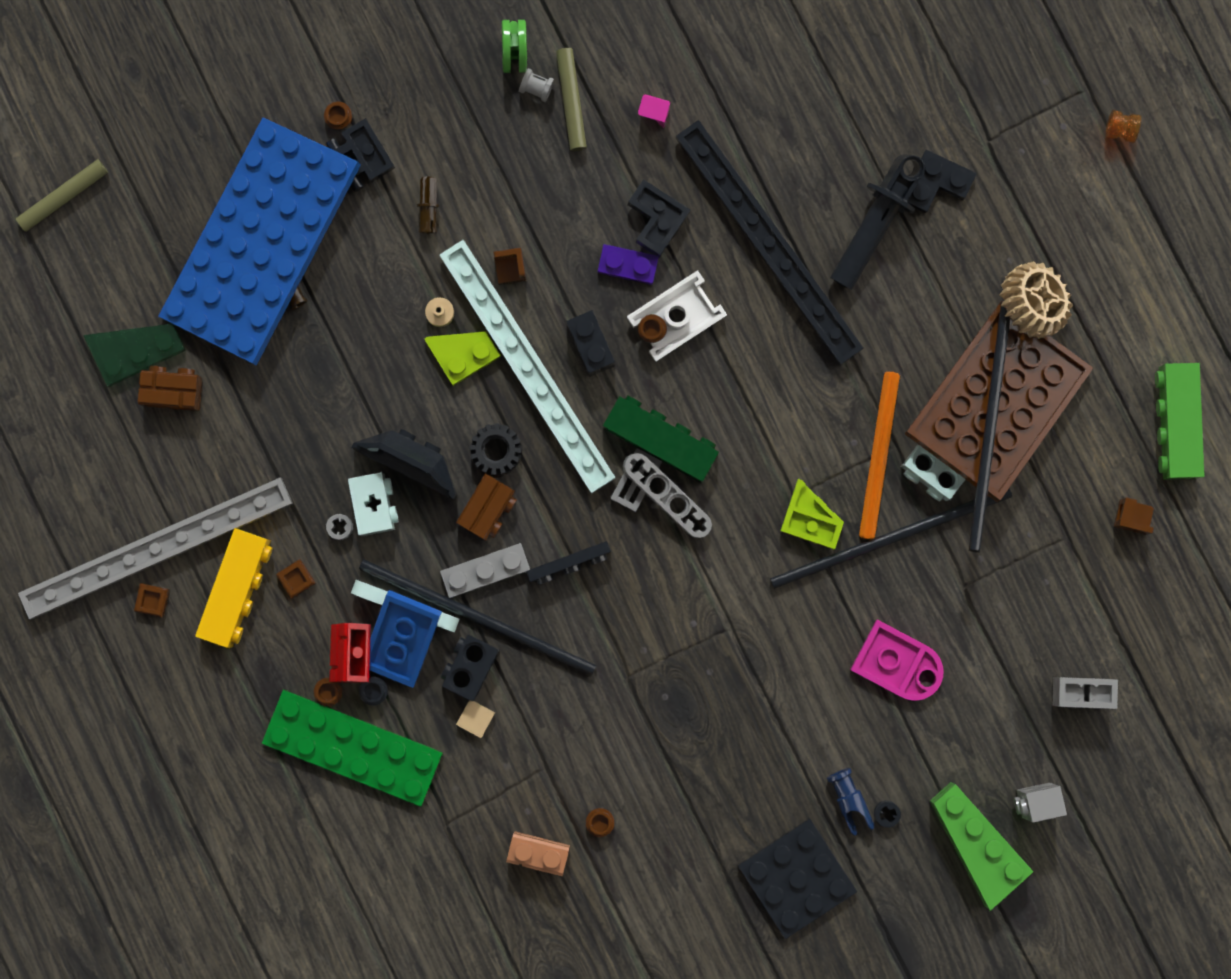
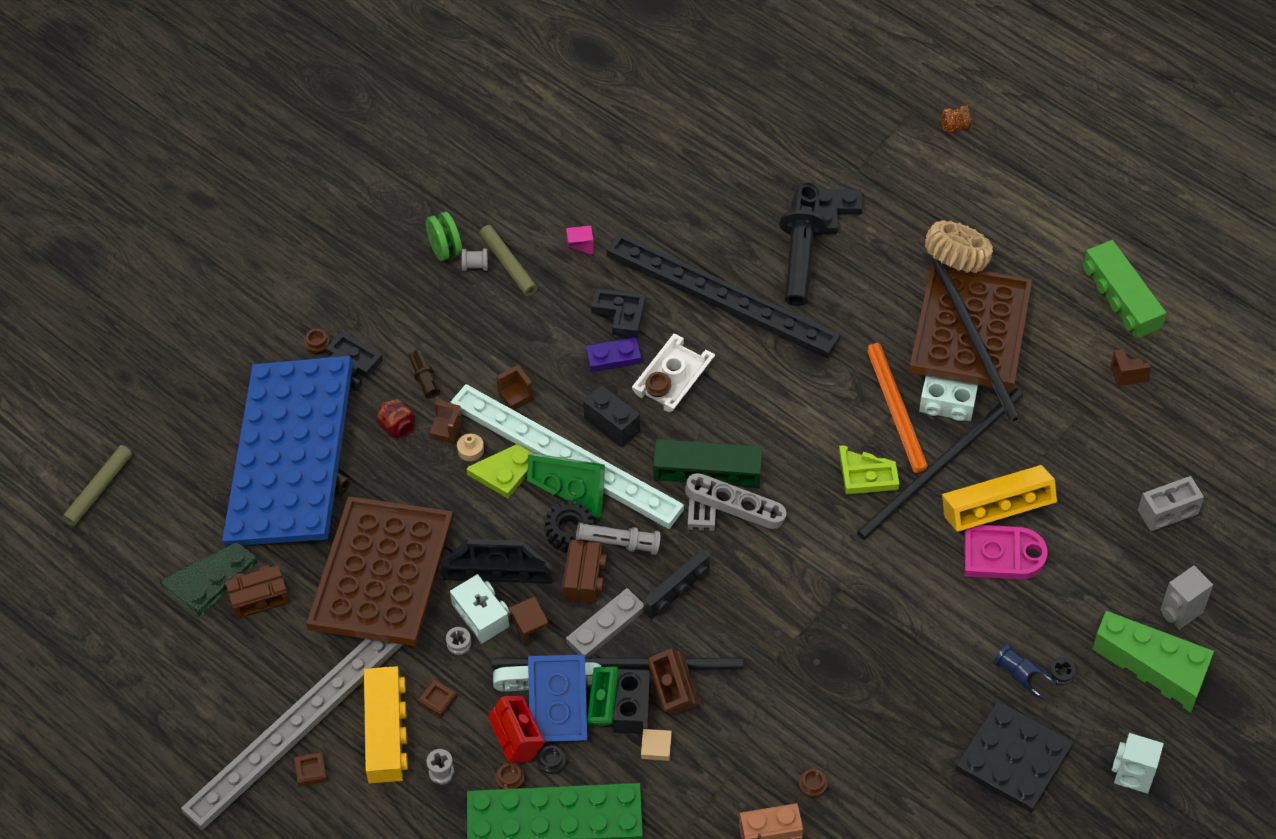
camera: 25 degrees left, 30 degrees down
(263, 663) = (440, 758): none -> light grey bush
(294, 422) = (380, 571): none -> reddish brown plate
(379, 248) = (396, 418): none -> dark red head
(412, 538) = (527, 618): none -> reddish brown panel
(425, 277) = (447, 422): none -> reddish brown panel
(443, 655) = (602, 696): none -> green slope
(515, 670) = (673, 682): none -> reddish brown brick
(524, 406) = (569, 479): none -> green wing
(546, 494) = (630, 539): none -> light grey pin
(900, 947) = (1137, 762): none -> light aqua brick
(923, 610) = (999, 498): none -> yellow brick

